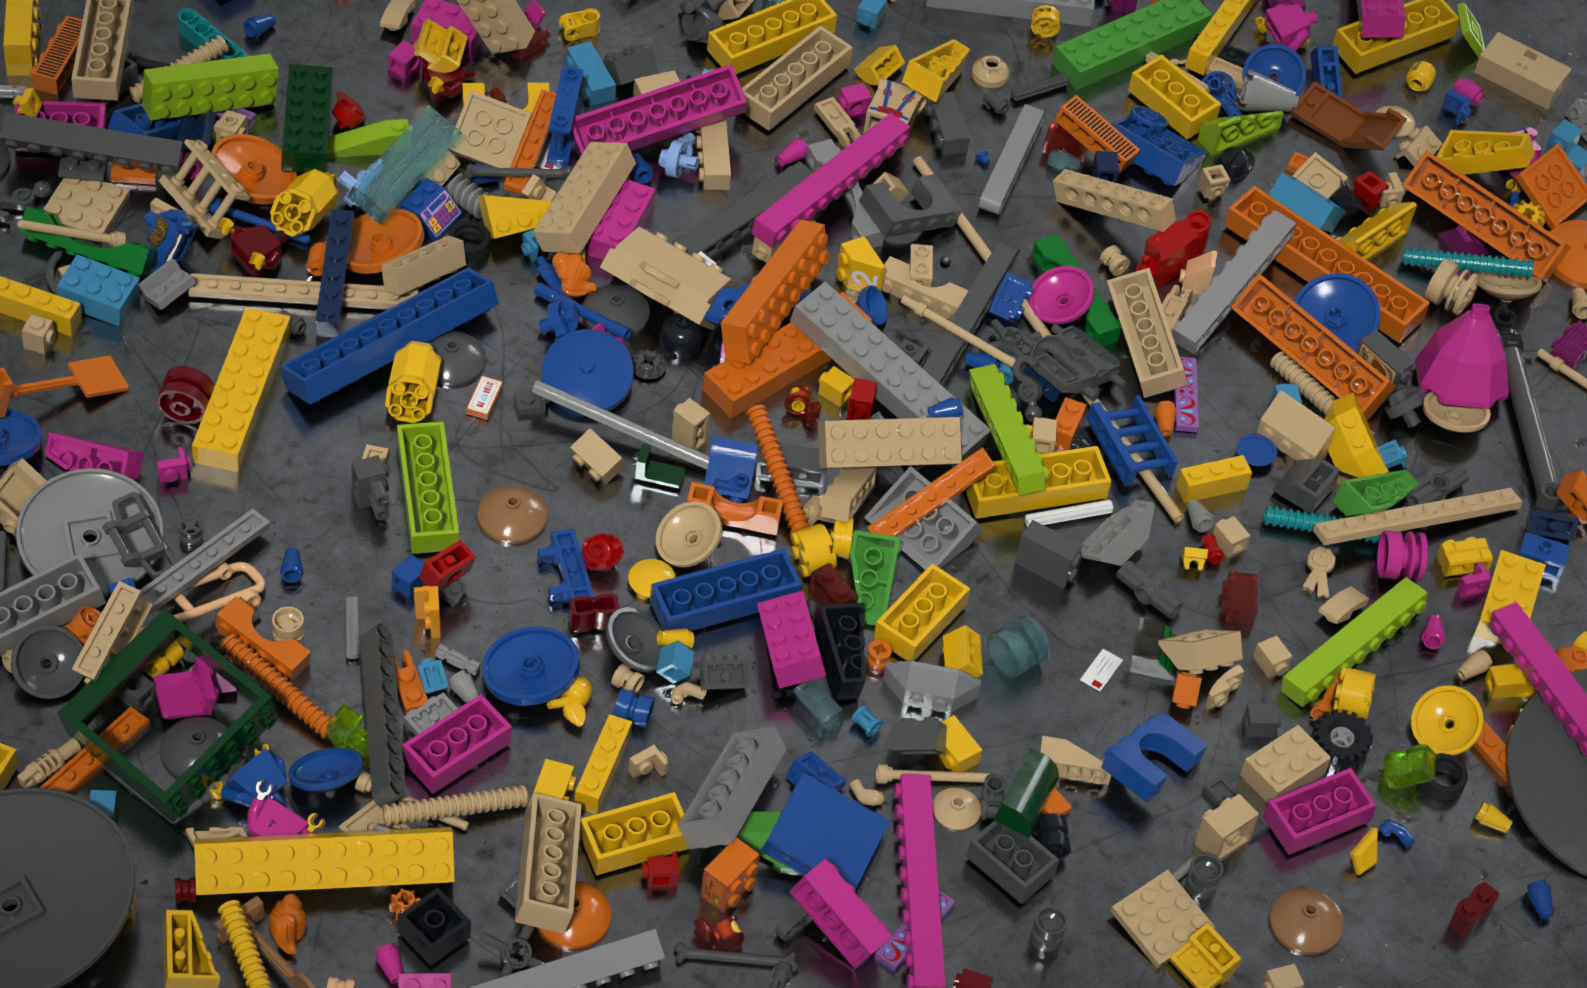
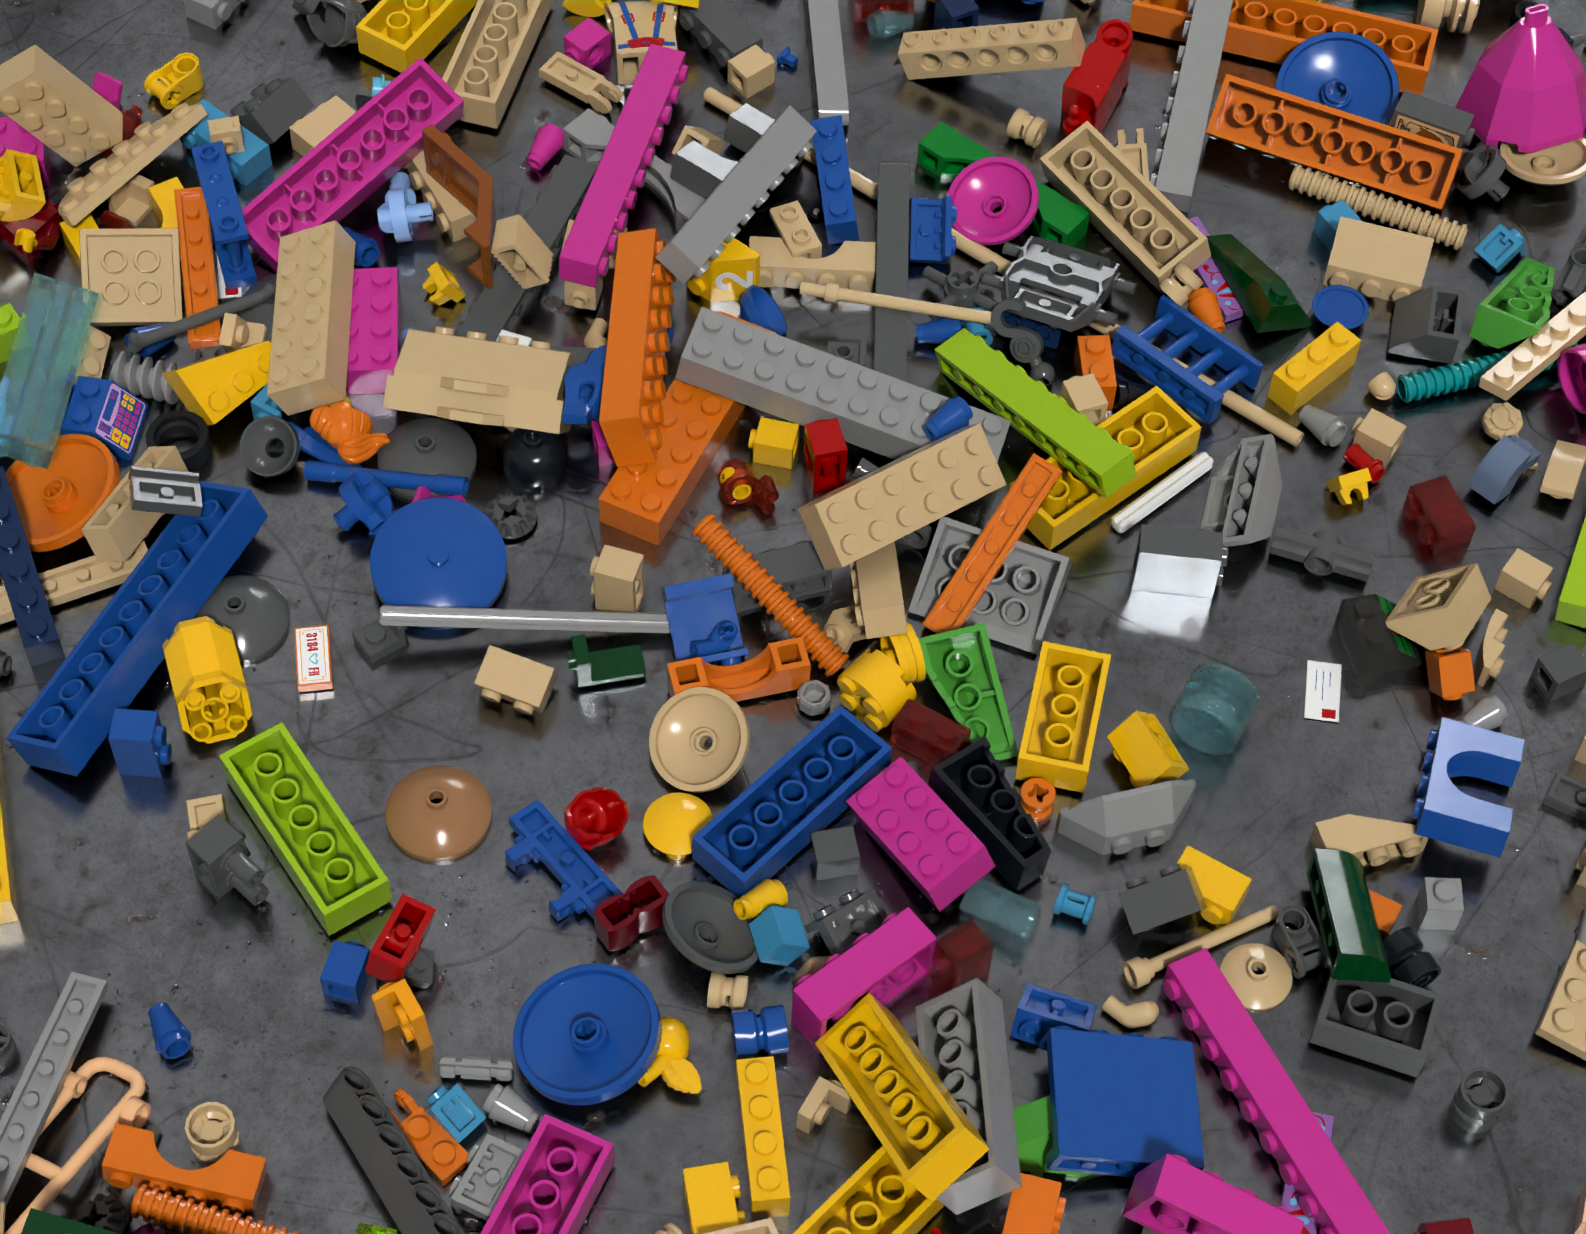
camera: 20 degrees left, 5 degrees up
(352, 627) = (302, 1088): light grey axle -> none
(355, 400) = (139, 743): none -> blue brick
(442, 263) = (165, 491): none -> dark grey plate
(514, 85) = (132, 199): none -> tan panel
(515, 259) = (256, 442): none -> dark grey piece
(522, 61) = (126, 161): none -> tan plate
(593, 68) = (229, 132): none -> tan bracket
(681, 212) = (445, 284): none -> yellow tile
(690, 768) = (901, 1097): none -> yellow brick
(710, 704) = (877, 963): none -> dark pink brick
(726, 160) = (472, 188): none -> dark orange windscreen
(734, 207) = (521, 252): none -> tan brick
(736, 632) = (835, 853): none -> dark grey panel
(775, 540) = (814, 697): none -> light grey tile
(777, 712) = (961, 957): none -> clear red brick
(888, 224) = (736, 195): none -> light grey brick
(953, 156) = (751, 71): none -> tan brick
(965, 242) = (834, 180): none -> blue brick
(1095, 814) = (1440, 903): none -> light grey brick
(1154, 392) = (1175, 289): none -> tan wheel
(1195, 723) = (1486, 713): none -> light grey cone
(1198, 273) = (1142, 103): light nougat slope -> none
(1207, 418) = (1257, 287): none -> dark green wedge
(1253, 508) = (1382, 386): none -> tan hinge
(1299, 584) = (1502, 467): none -> sand blue brick
(1353, 443) = (1459, 253): yellow wedge -> none

